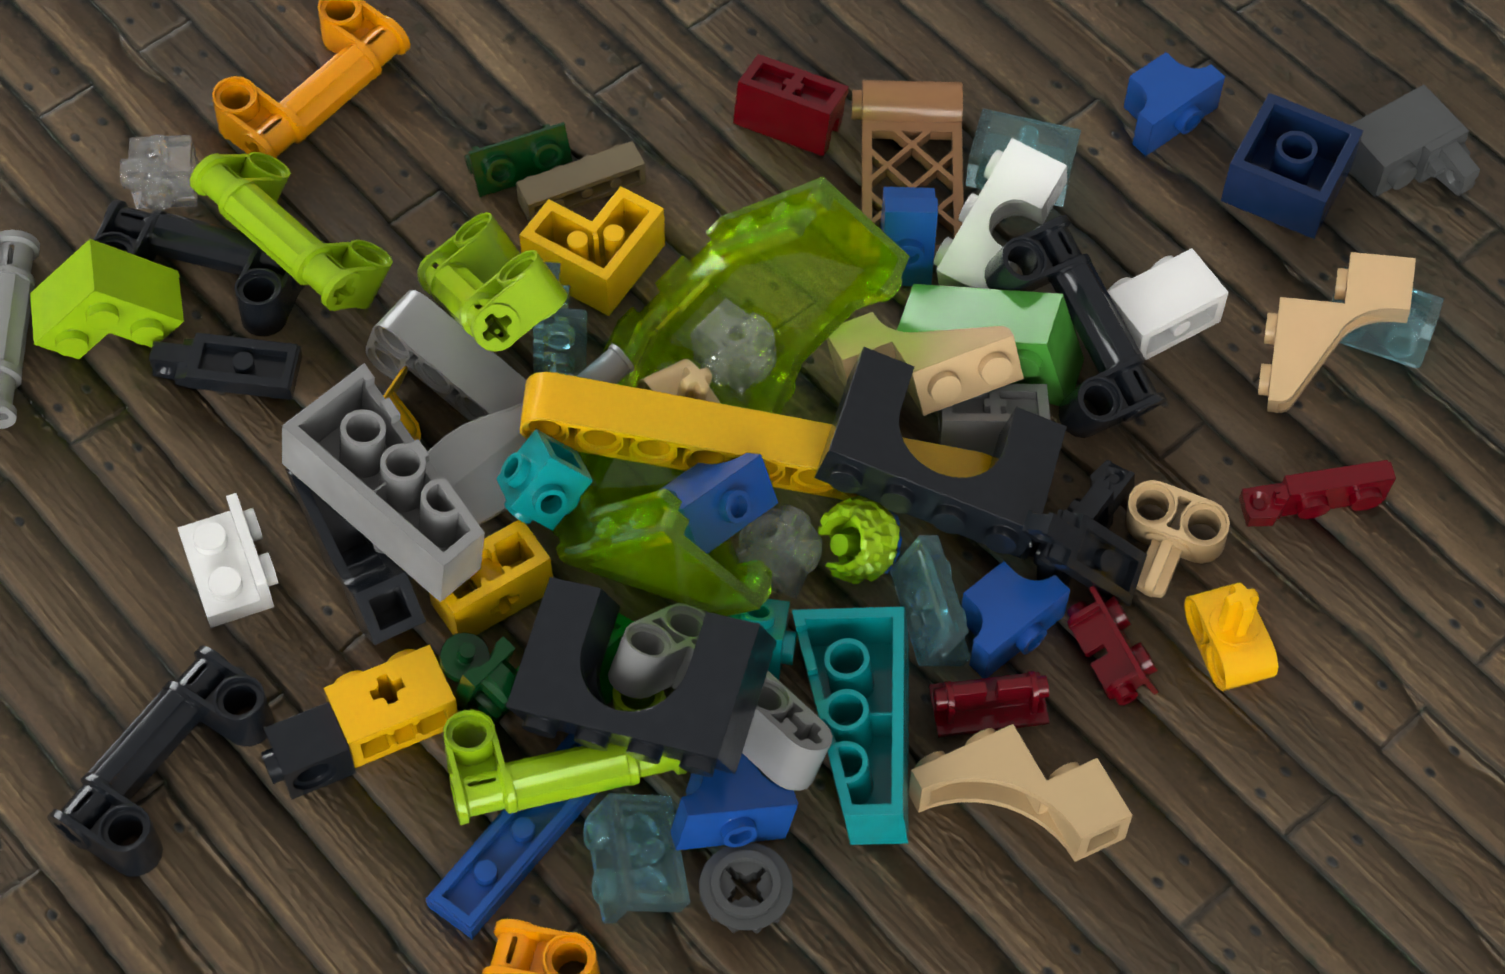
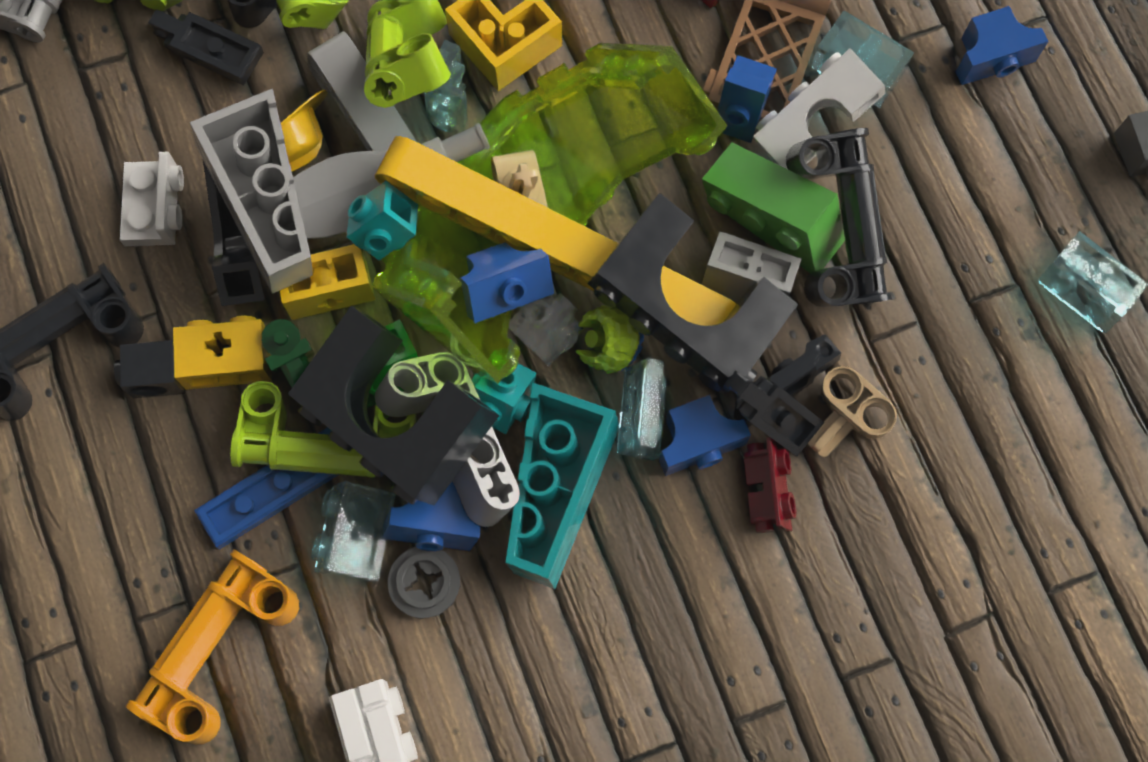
camera: 20 degrees right, 15 degrees up
(734, 346) = (574, 152): clear brick -> none
(947, 362) = (721, 219): tan arch -> none
(989, 703) = (659, 499): dark red hinge -> none
(997, 769) = (642, 553): tan arch -> none
(1169, 302) = (924, 218): white brick -> none
(1231, 635) = (863, 509): yellow beam -> none
(1291, 165) = (1071, 133): dark blue brick -> none
(1309, 330) = (1024, 282): tan arch -> none
(1317, 492) = (976, 414): dark red hinge -> none

